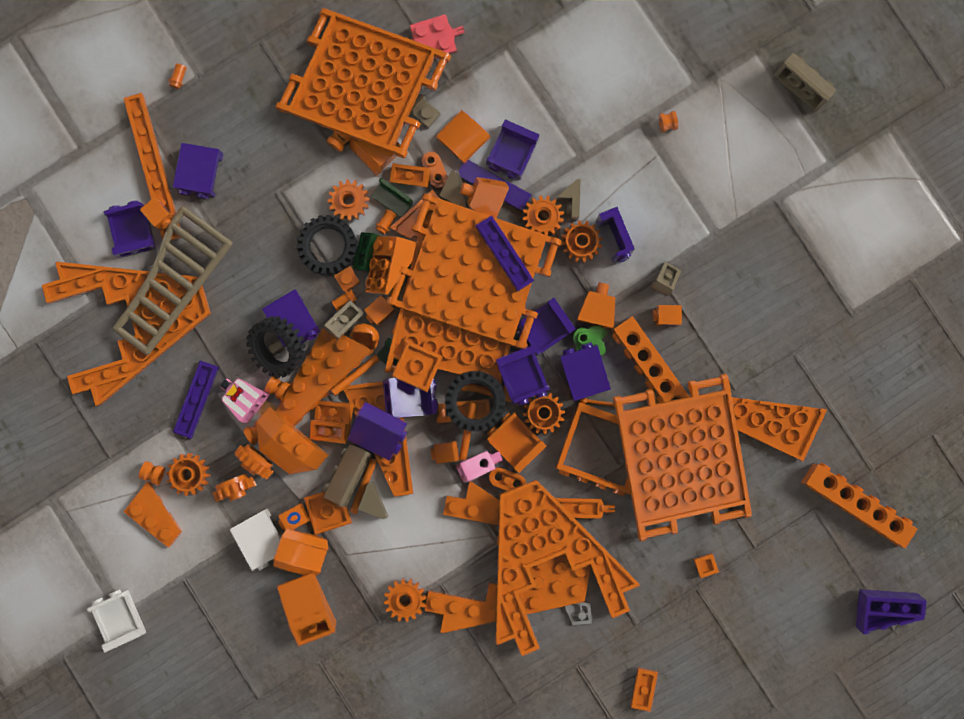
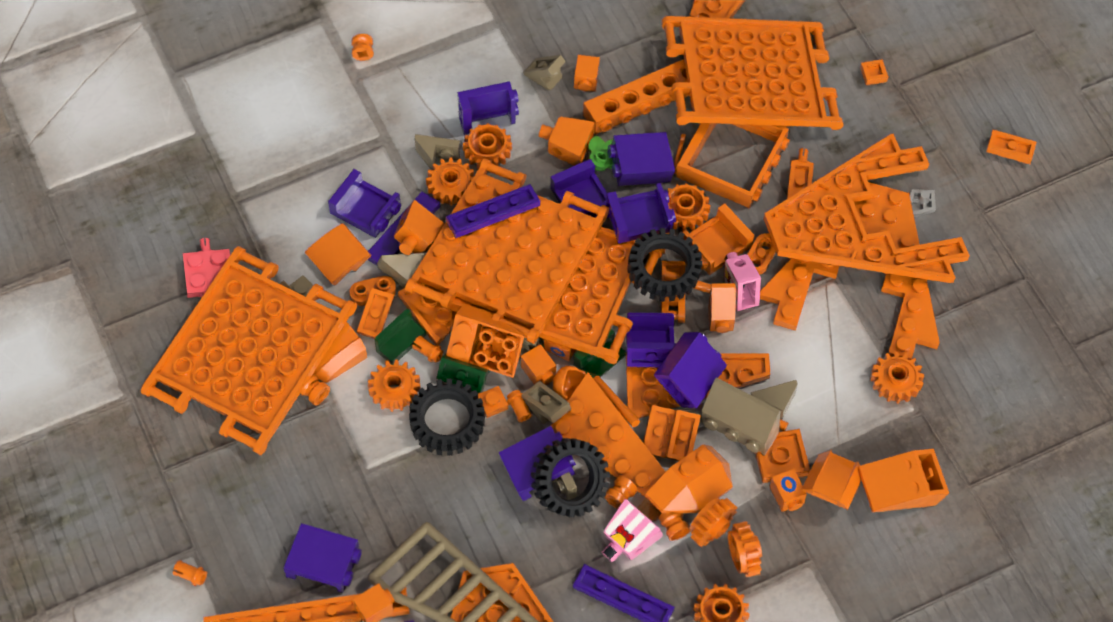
camera: 85 degrees left, 25 degrees down
(257, 539) = (812, 532): white panel -> none
(417, 366) = (615, 321): orange tile -> none

